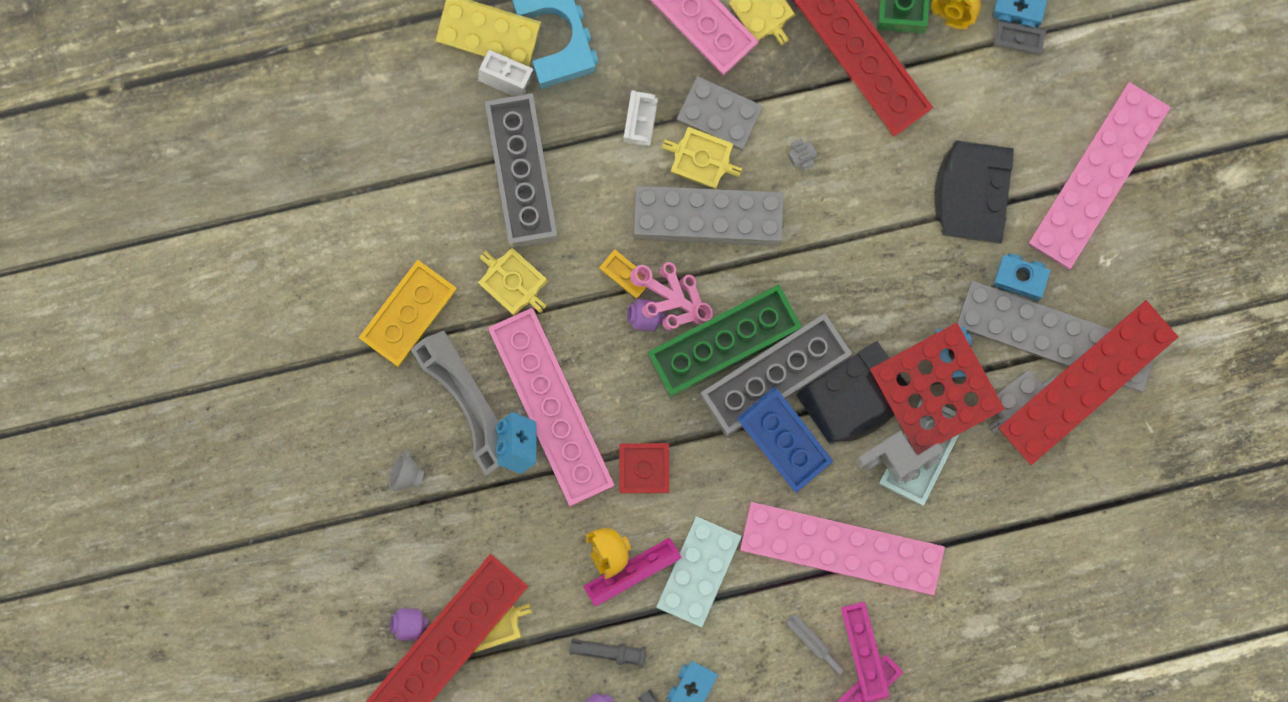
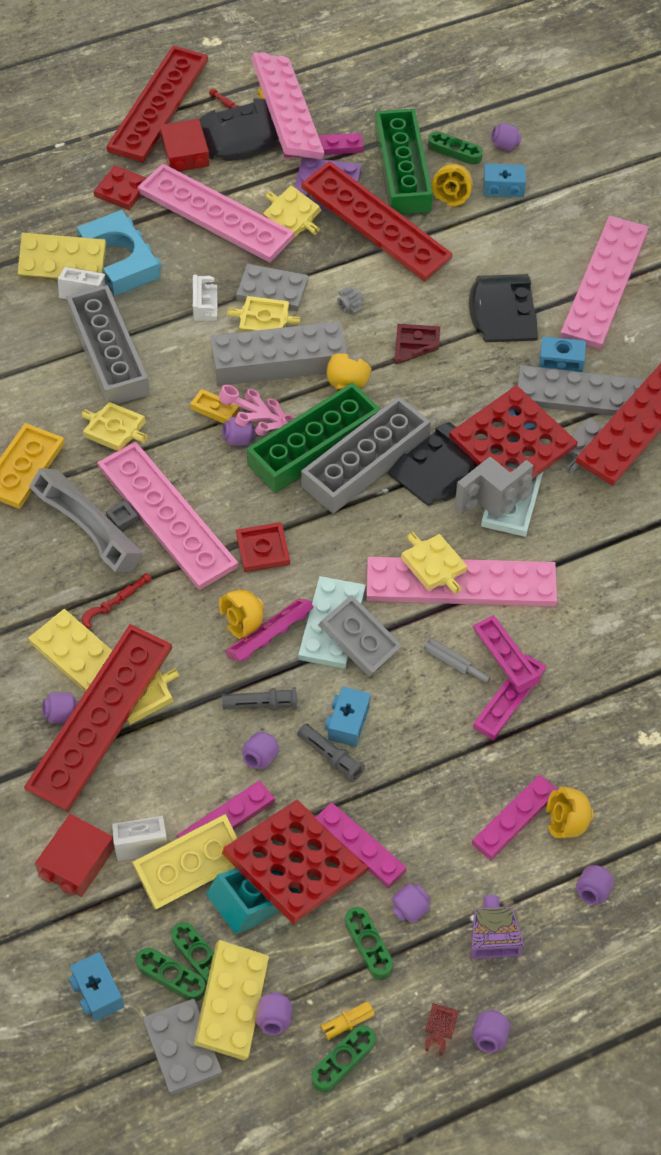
camera: 10 degrees left, 25 degrees down
(405, 473) = (39, 585): light grey piece -> none
(432, 555) = (71, 648): none -> light yellow plate
(489, 498) = (121, 596): none -> red piece
(503, 399) = (122, 515): none -> dark grey plate
(516, 443) = (139, 537): dark azure brick -> none
(722, 602) = (360, 635): none -> light grey plate
(776, 266) = (343, 371): none -> yellow cylinder
(784, 439) = (386, 496): blue plate -> none
(816, 529) = (434, 562): none -> light yellow plate
(863, 225) = (415, 341): none -> dark red wing
(1019, 38) = (510, 201): dark grey plate -> none

